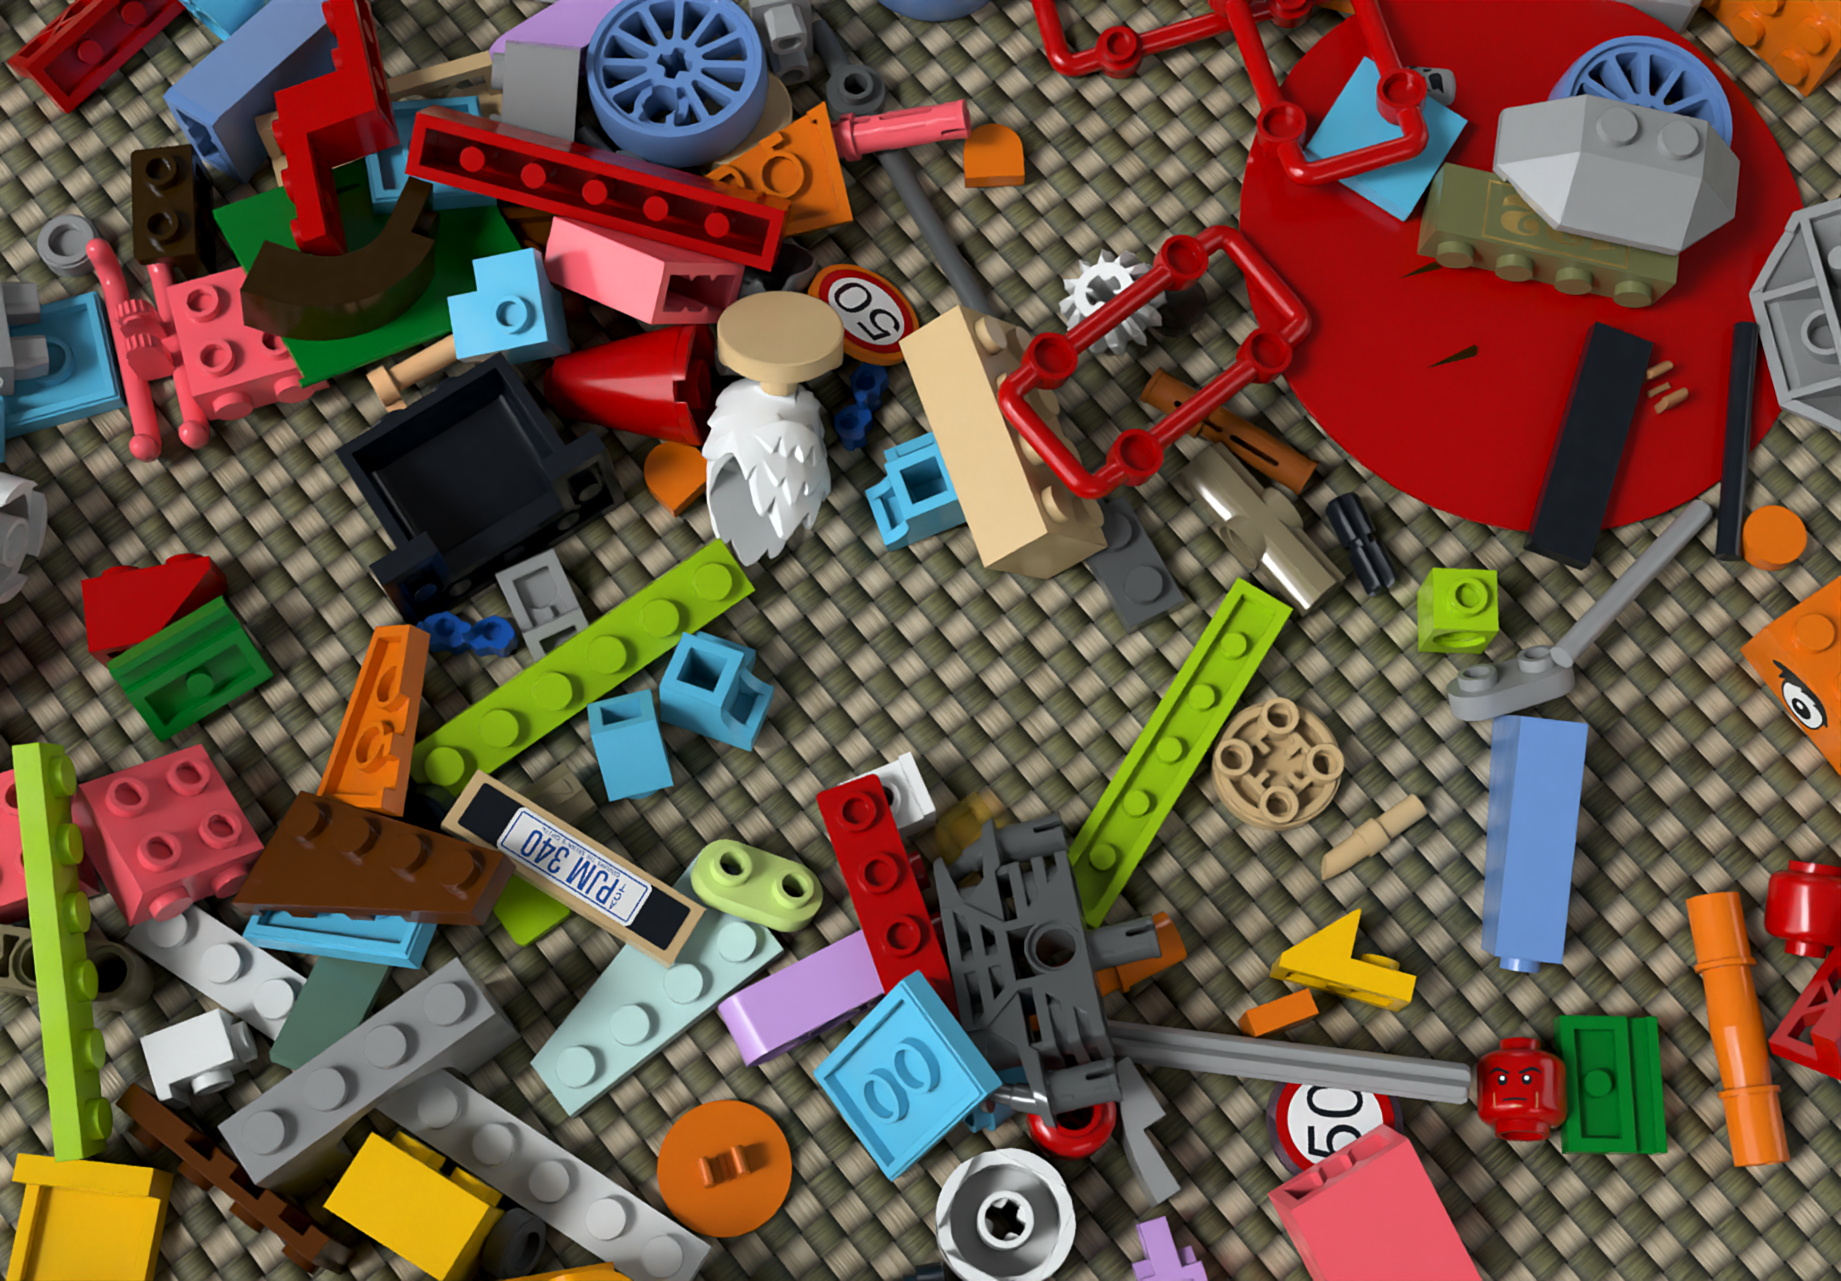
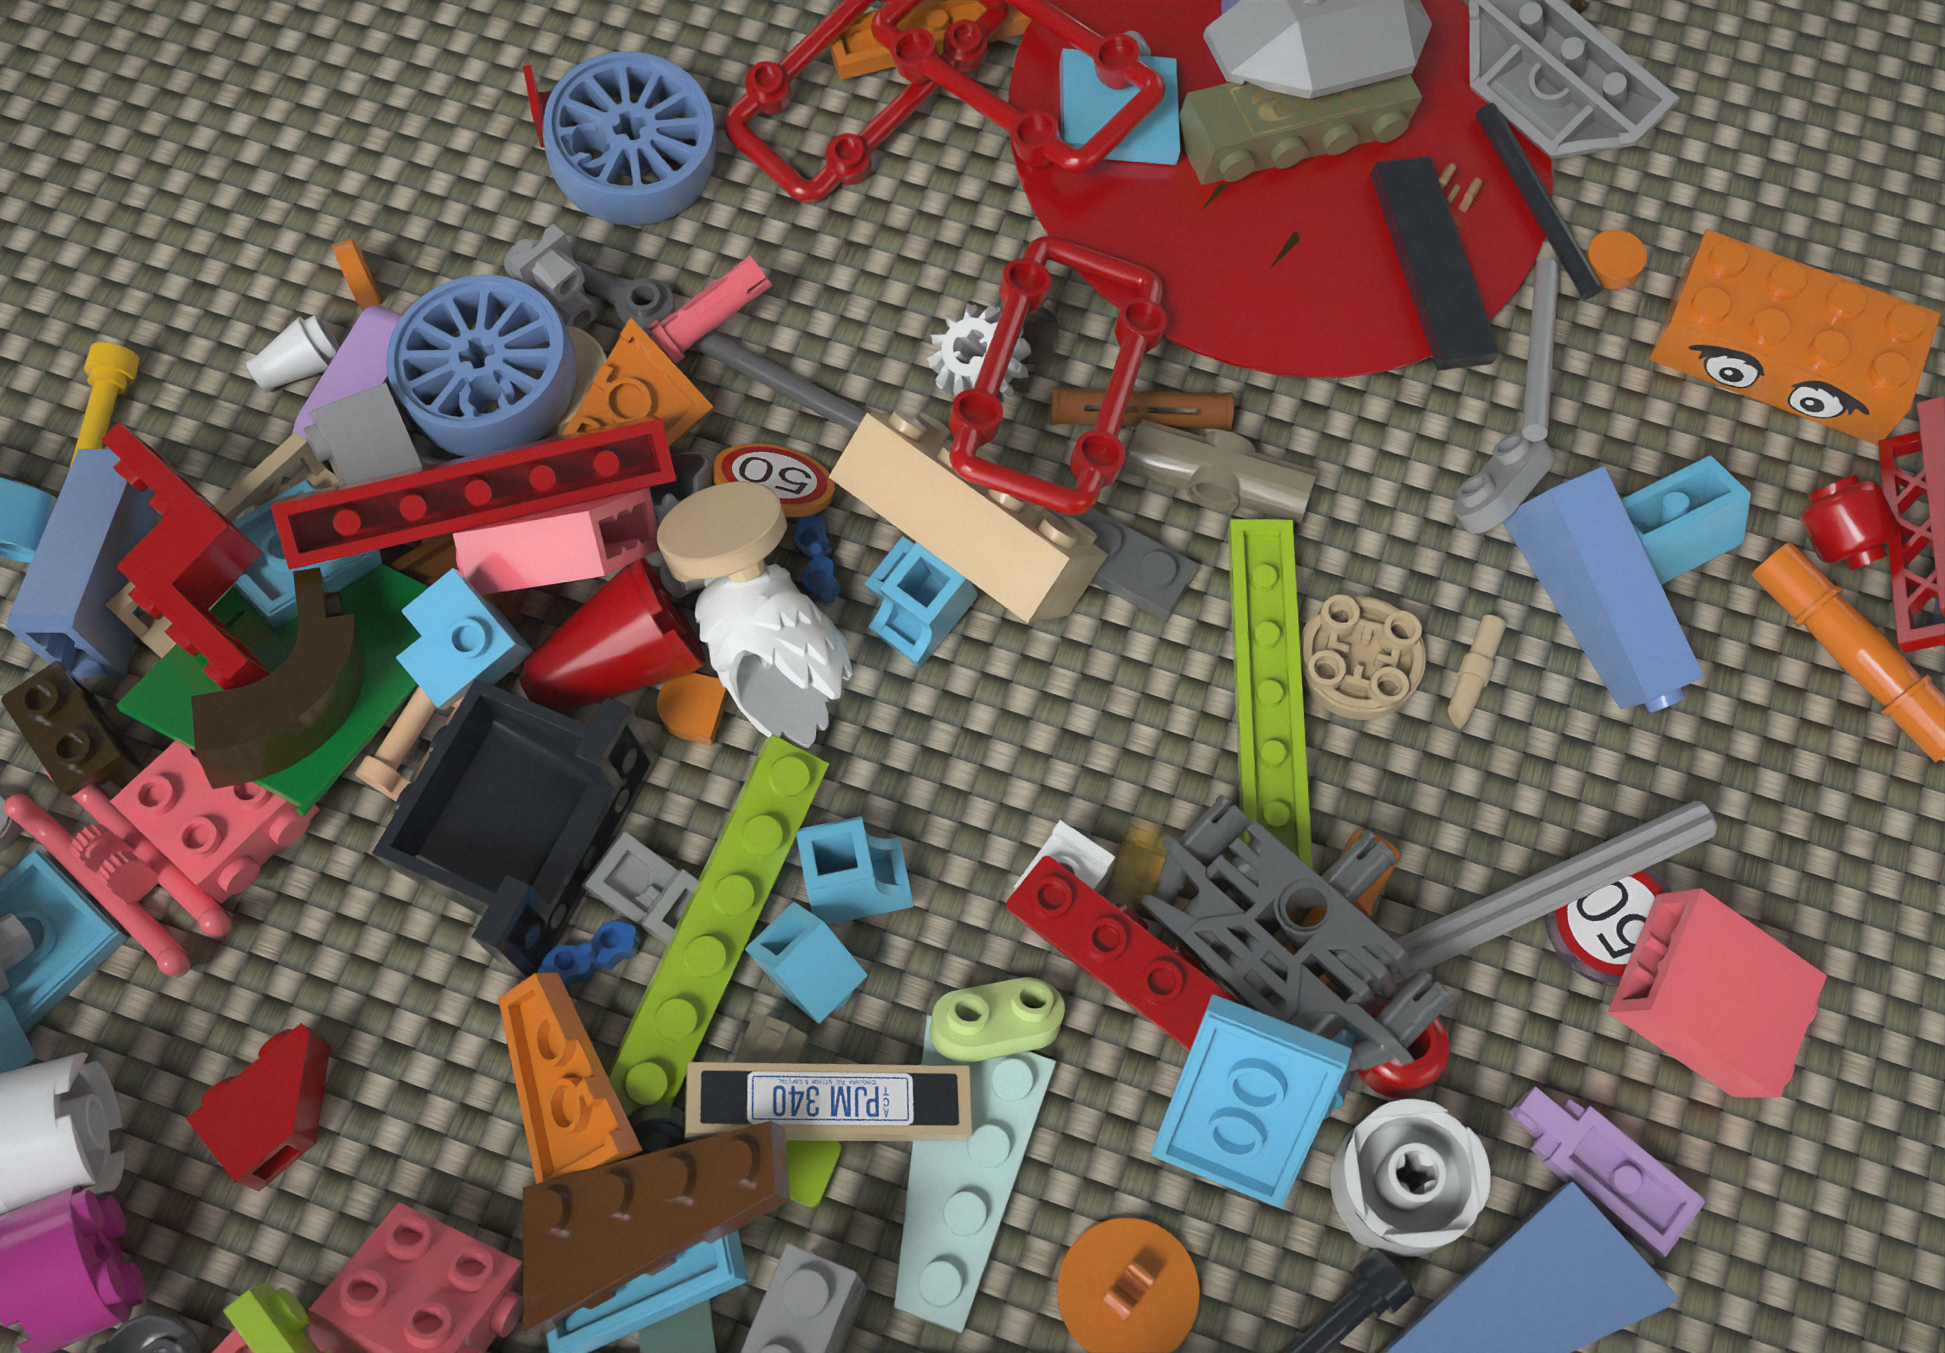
camera: 30 degrees left, 5 degrees down
(190, 669) = (343, 1140): green plate -> none
(803, 1000) = (1104, 1094): lavender beam -> none
(993, 157) = (798, 297): orange tile -> none
(1133, 1117) = (1480, 1048): light grey slope -> none
(1279, 1015) = (1508, 859): orange tile -> none
(1327, 966) = (1522, 791): yellow slope -> none
(1368, 555) = (1320, 446): black piece -> none
(1457, 610) = (1423, 446): lime brick -> none
(1521, 1090) = (1743, 799): red head -> none
(1611, 1085) = (1800, 755): green plate -> none
(1644, 815) = (1689, 517): none -> medium azure brick

